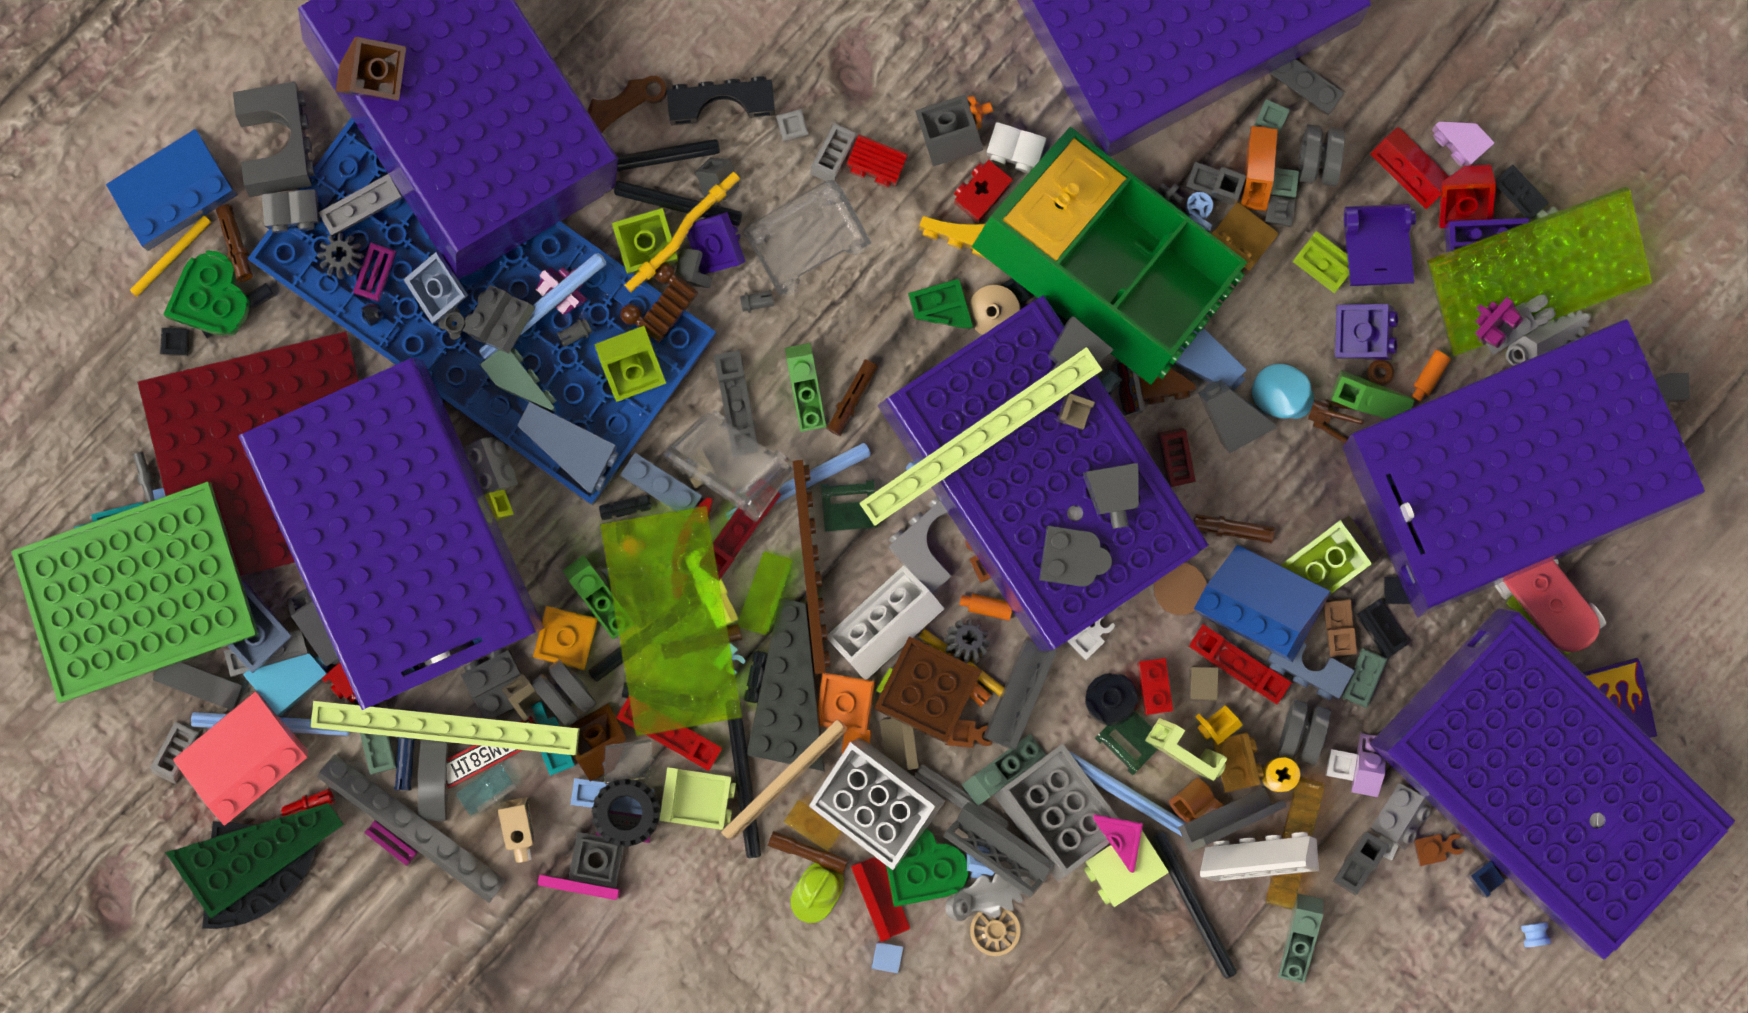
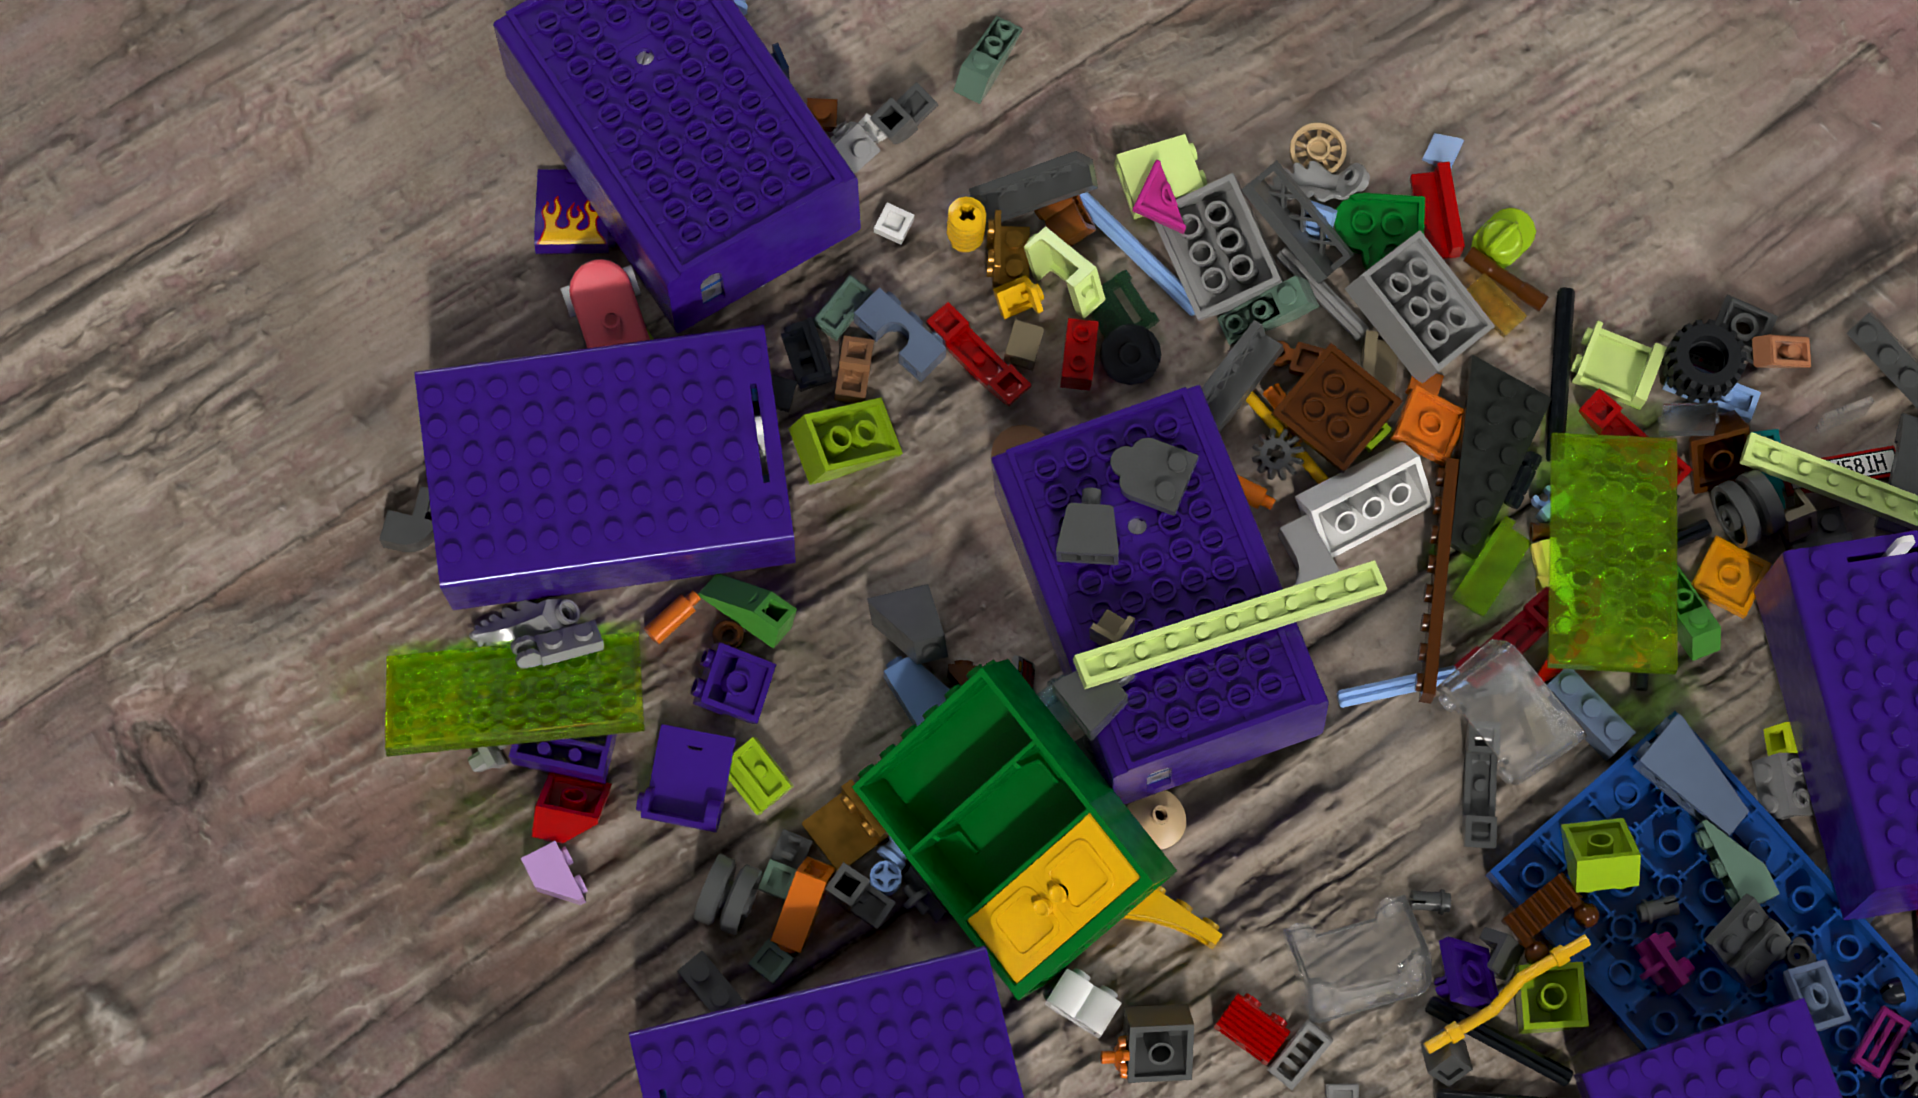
camera: 175 degrees left, 10 degrees down
(484, 788) = (1852, 435): clear light blue plate -> none
(516, 816) = (1825, 382): tan torso -> none
(557, 294) = (1668, 951): light blue axle -> none
(559, 845) = (1781, 351): none -> nougat slope
(578, 887) = (1787, 312): dark pink tile -> none
(625, 507) = (1635, 703): black axle -> none
(784, 780) = (1518, 352): tan tile -> none
(805, 387) = (1396, 788): bright green slope -> none
(846, 515) = (1378, 631): clear green plate -> none
(847, 406) = (1369, 734): reddish brown pin -> none
(941, 305) = (1215, 841): green wing -> none
(979, 205) = (1144, 944): red brick -> none
(1184, 445) = (987, 620): dark red slope -> none
(1194, 905) = (1094, 122): black axle -> none
(1222, 526) = (953, 508): reddish brown pin -> none
(1260, 858) = (1010, 135): white slope -> none
(1262, 602) = (936, 409): blue slope -> none
(1283, 392) = (847, 640): medium azure piece -> none
(1300, 818) = (967, 154): clear yellow beam -> none
(1308, 733) = (928, 260): dark grey wheel -> none
(1322, 412) = (808, 604): reddish brown plant -> none
(1369, 768) = (871, 202): lavender slope -> none
(1410, 167) = (623, 861): red panel -> none
(1493, 318) = (569, 650): magenta hips -> none
(1521, 192) = (505, 796): black hinge -> none

